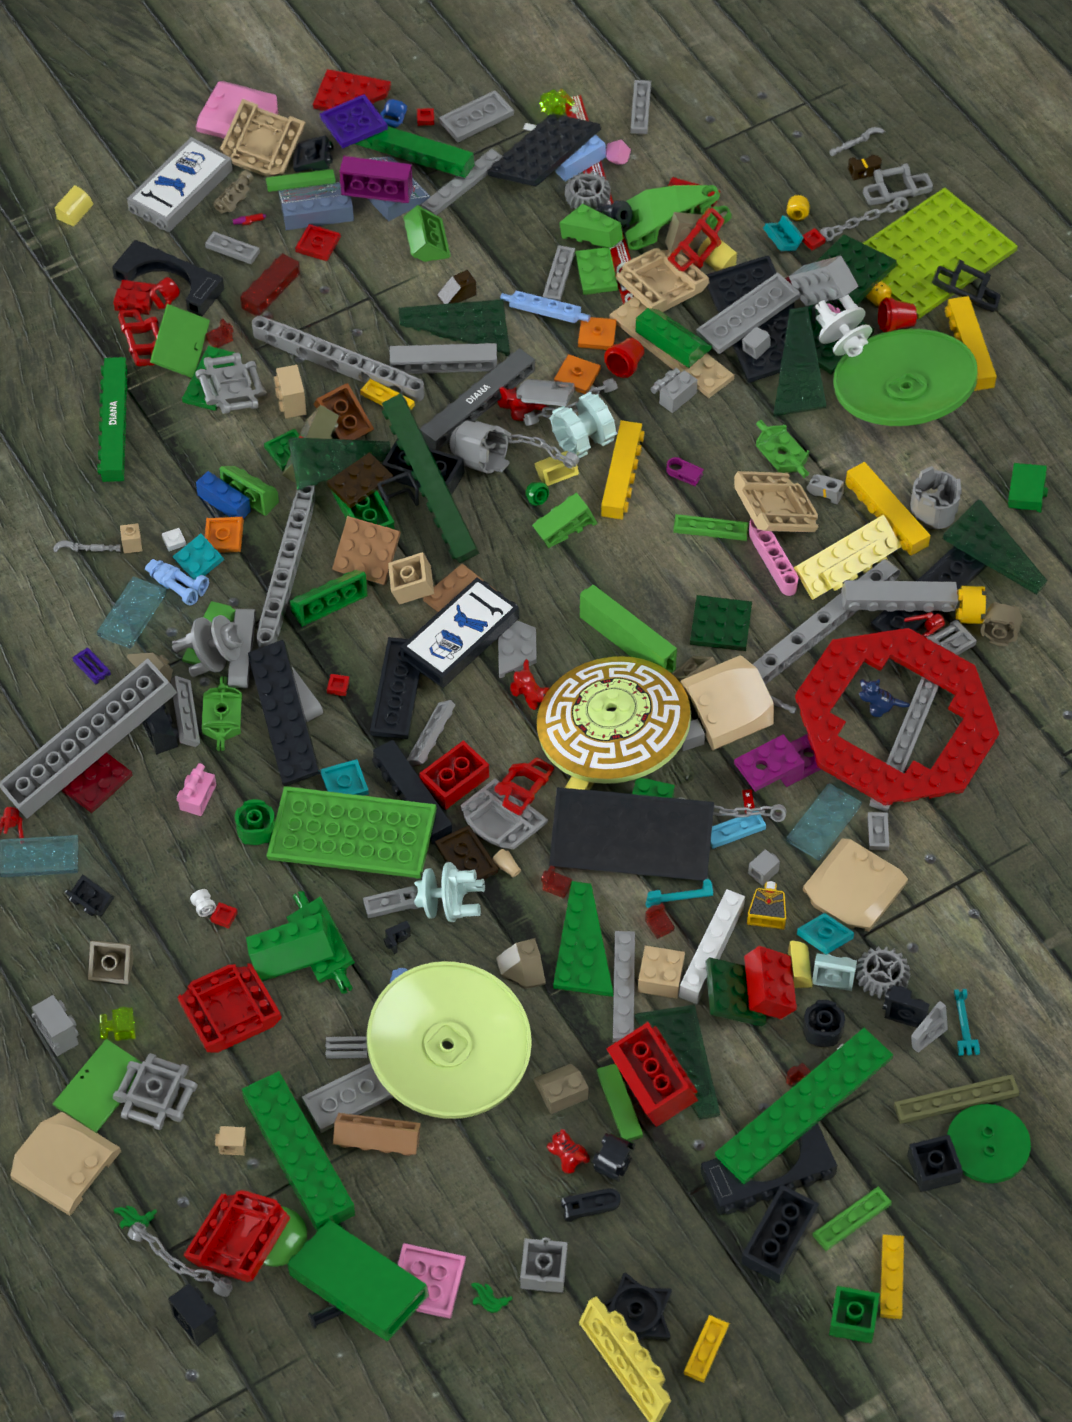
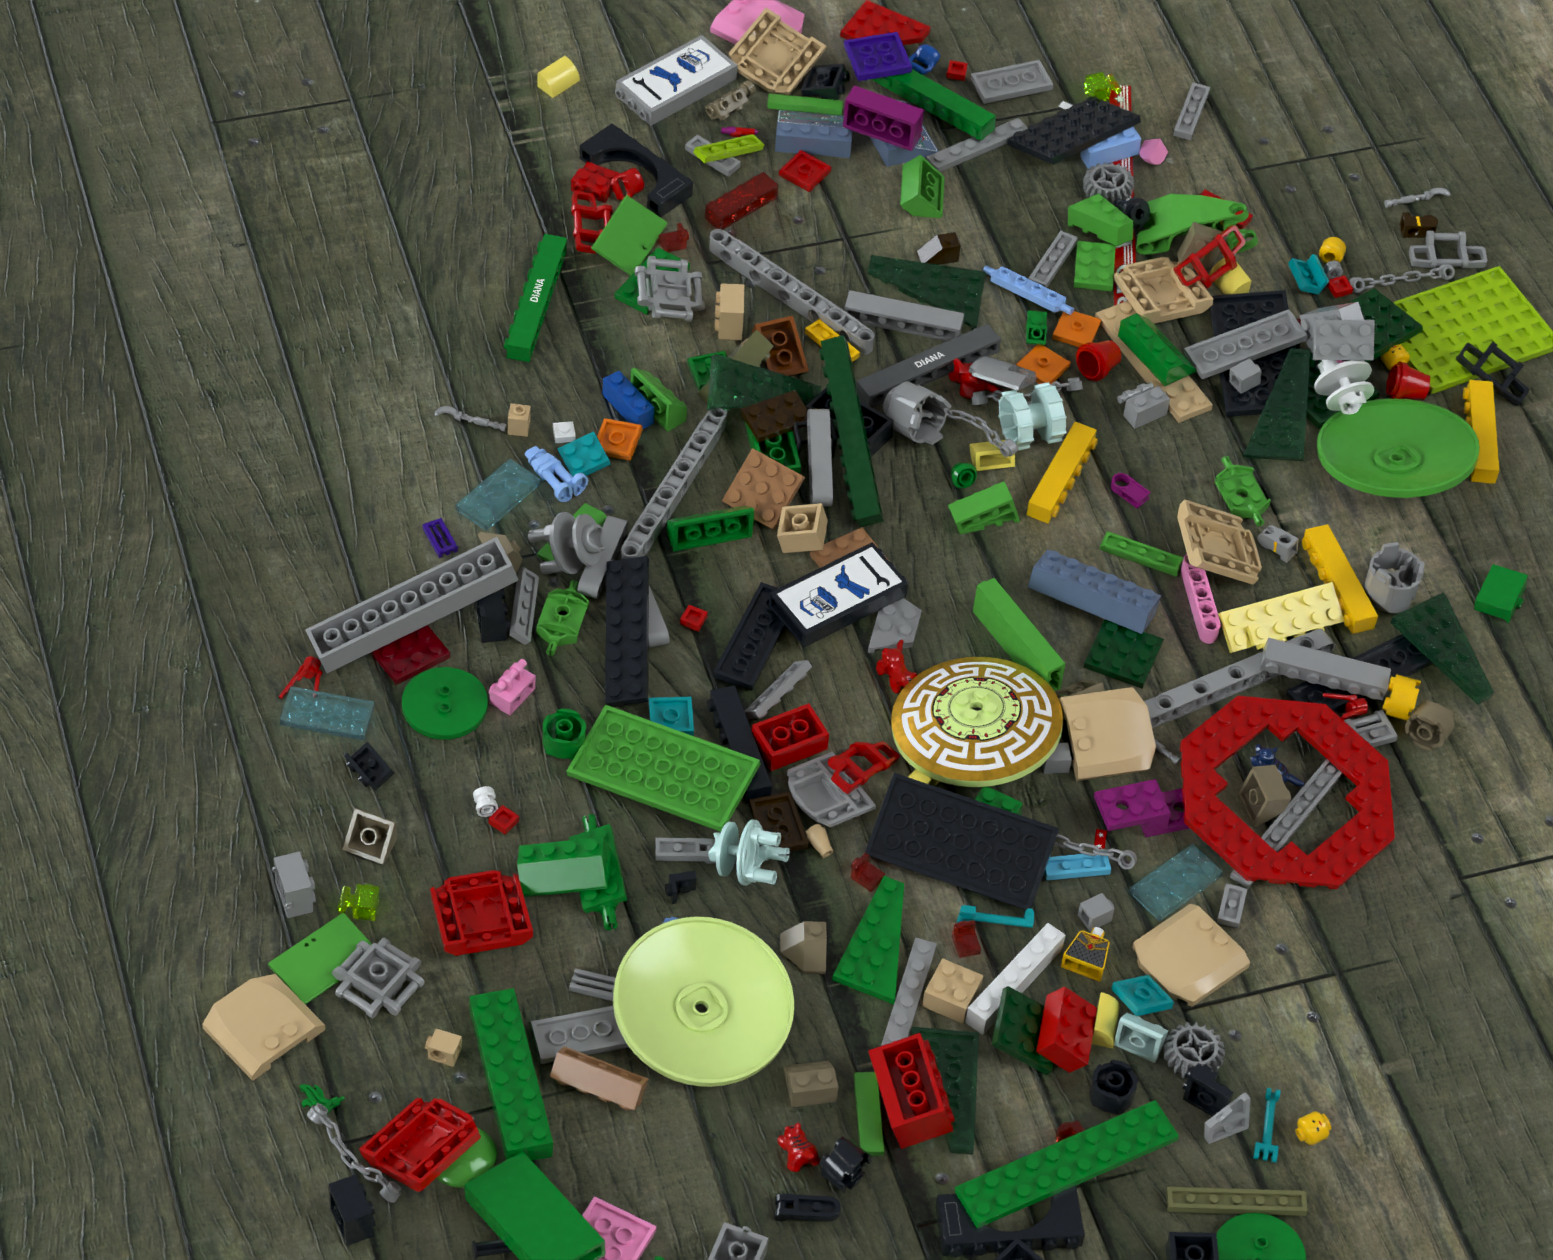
camera: 10 degrees right, 5 degrees down
(140, 819) = (444, 703): none -> green plate
(245, 238) = (728, 148): none -> lime tile
(408, 509) = (820, 457): none -> light grey beam
(561, 341) = (1036, 328): none -> green slope
(681, 573) = (1094, 591): none -> sand blue brick
(803, 225) = (1333, 269): none -> light grey bush
(836, 292) = (1343, 340): none -> light grey plate
(878, 723) = (1264, 794): none -> dark tan slope
(1003, 1015) = (1313, 1128): none -> yellow head

